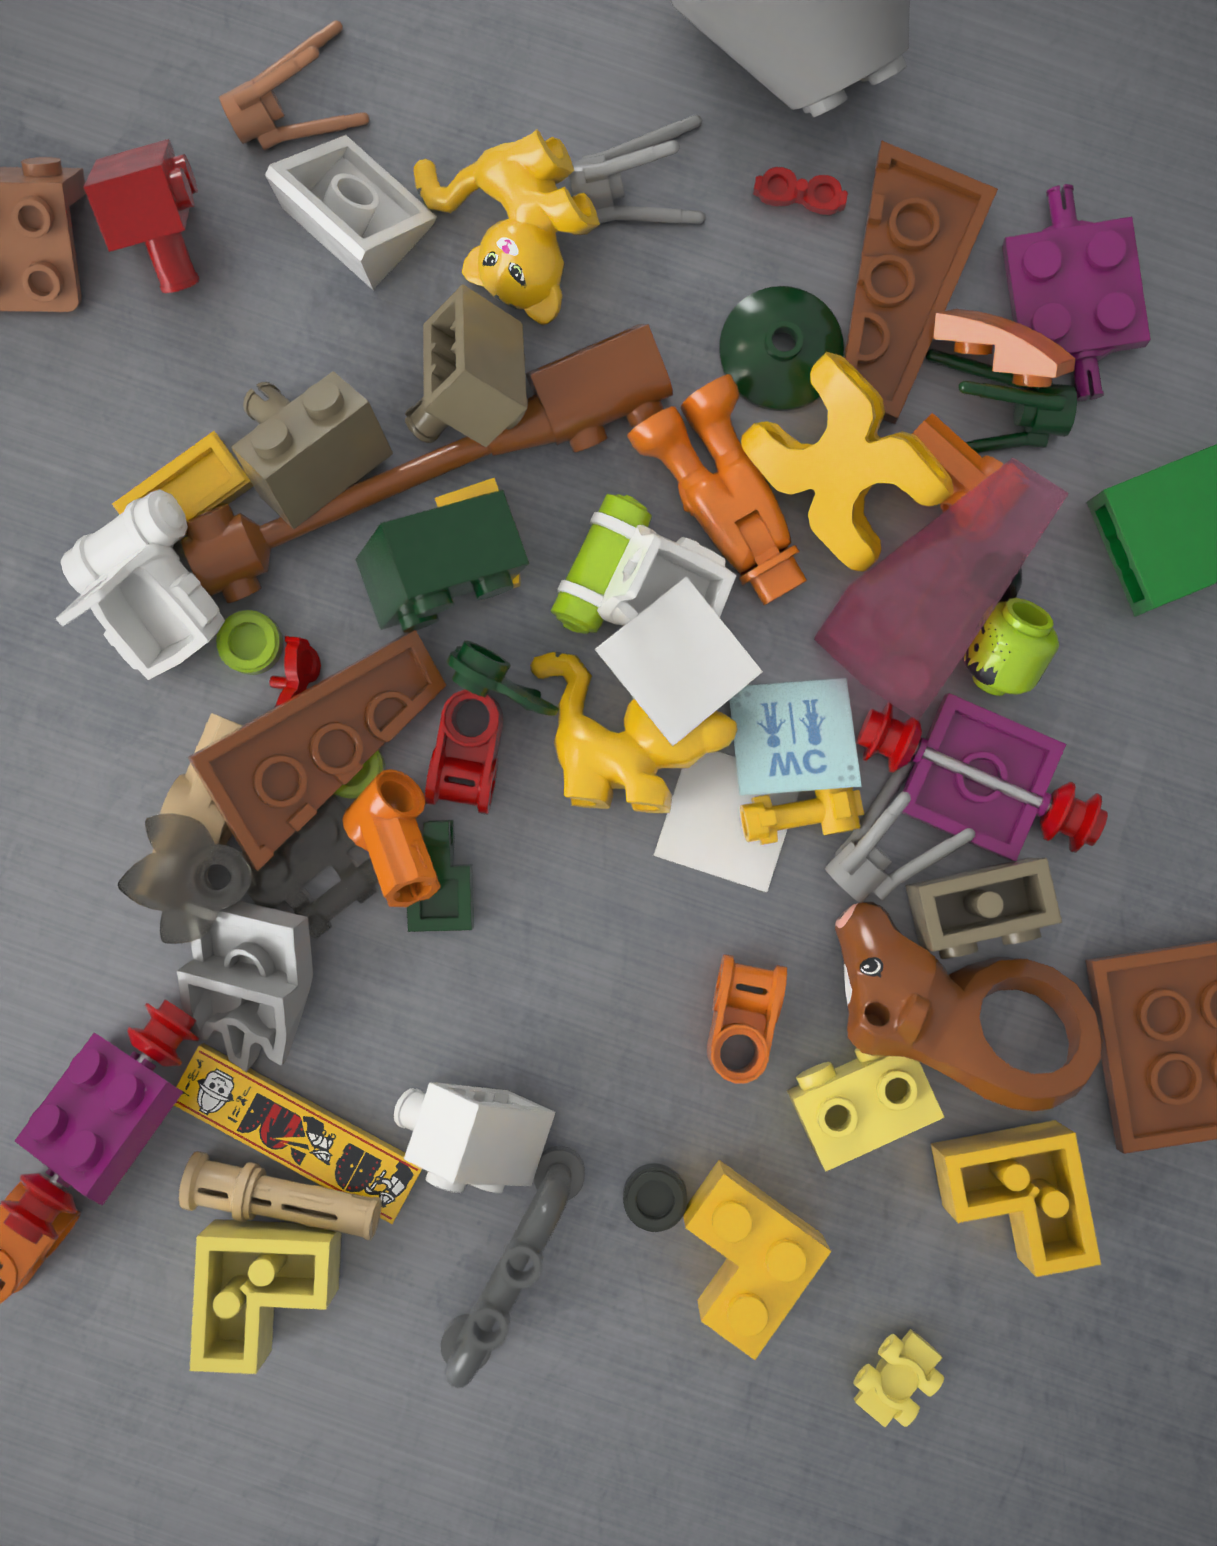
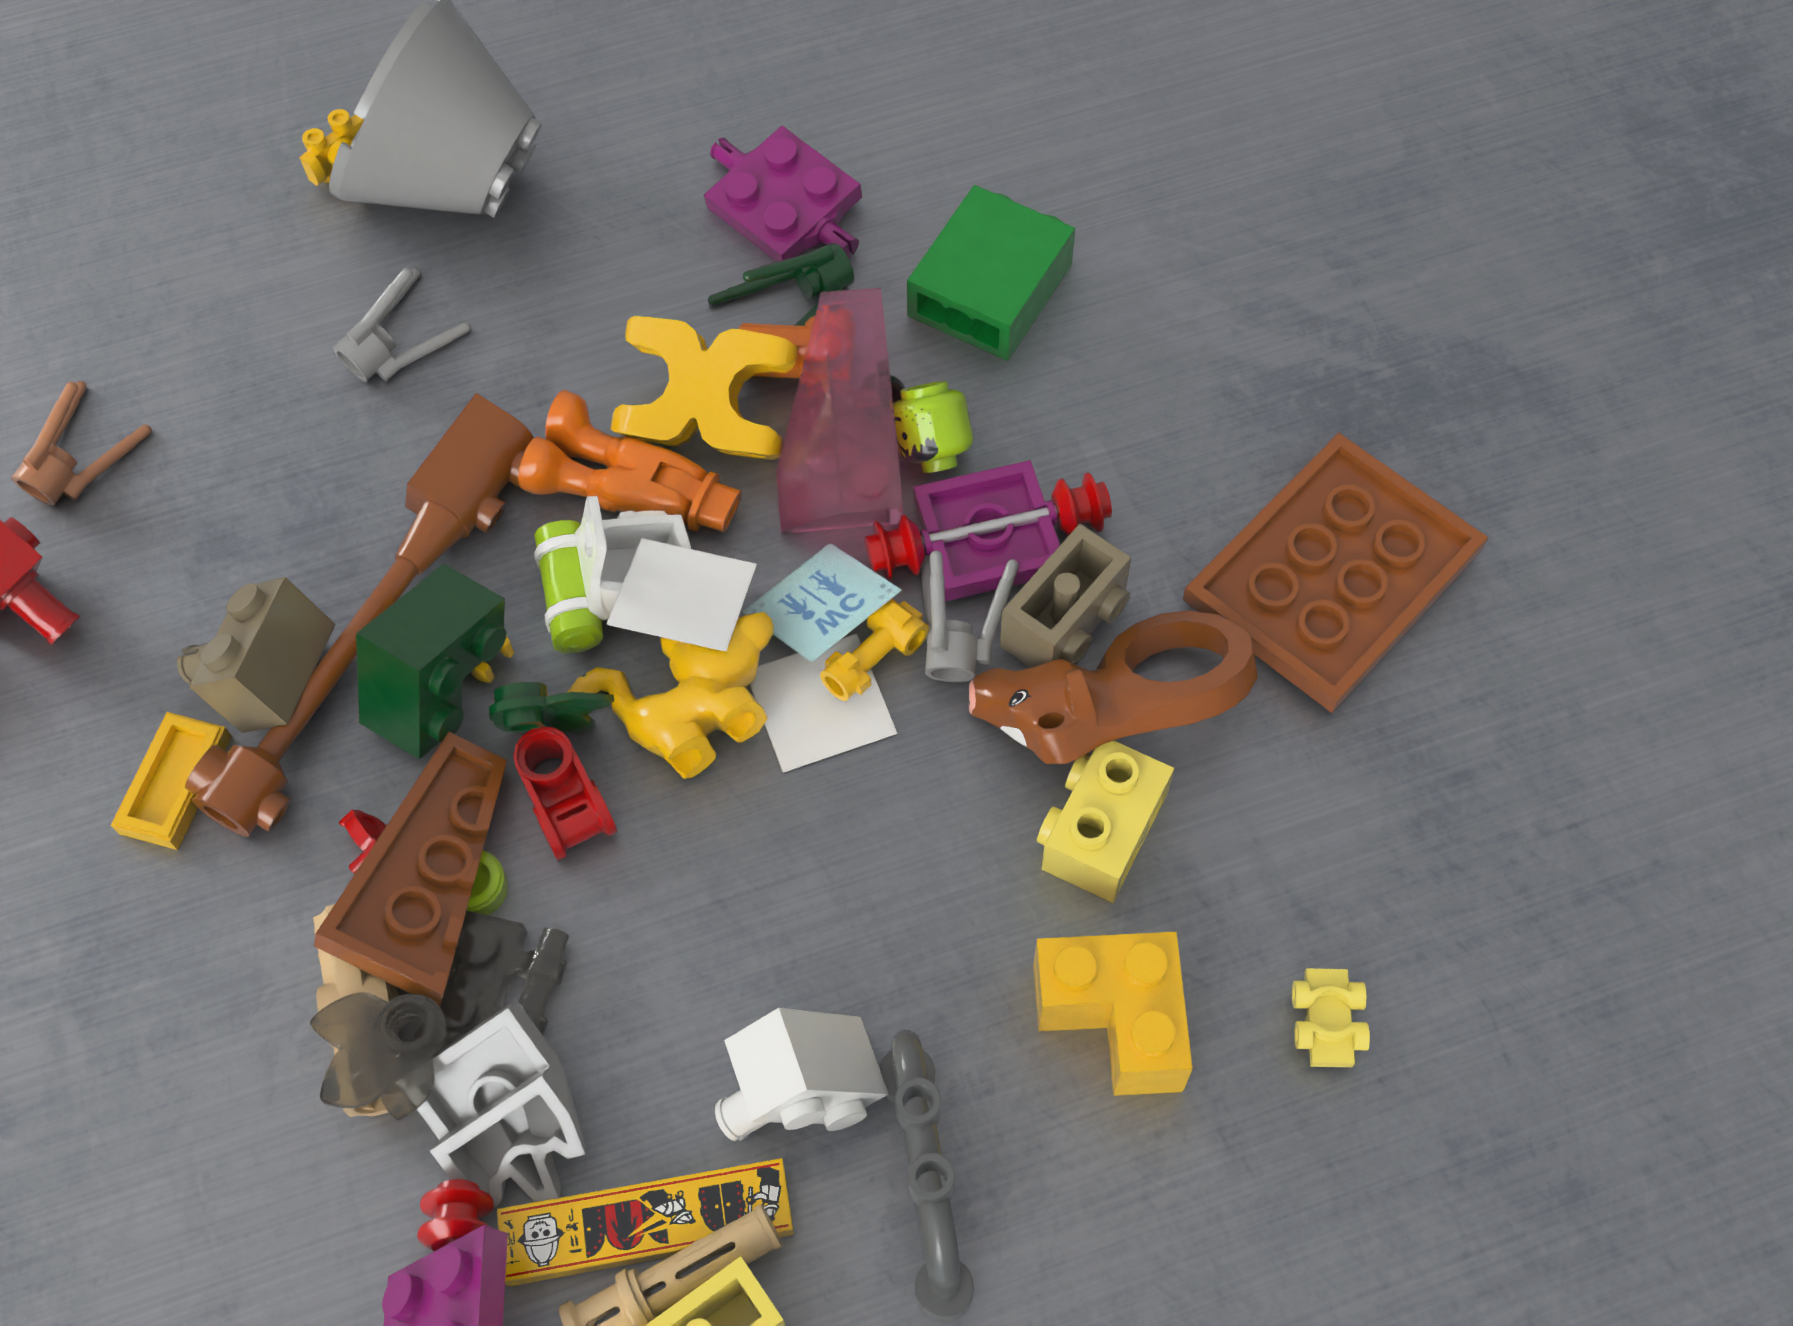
camera: 40 degrees left, 25 degrees down
(140, 588) = (182, 856): white piece -> none
(249, 642) = (310, 851): lime tile -> none
(351, 206) = (174, 491): white slope -> none
(387, 827) = (538, 891): orange piece -> none
(452, 904) = (620, 916): dark green plate -> none
(470, 371) = (359, 514): dark tan brick -> none
(518, 255) = (340, 425): yellow animal -> none
(655, 1197) = (1004, 1032): pearl dark grey tile -> none
(745, 1014) = (952, 820): orange piece -> none
(760, 370) = (605, 382): dark green dish -> none
(820, 195) = (544, 258): red piece -> none
(910, 263) = (646, 247): dark orange wing -> none
(1017, 348) = (769, 240): slope -> none
(1032, 1177) = (1290, 767): yellow brick -> none

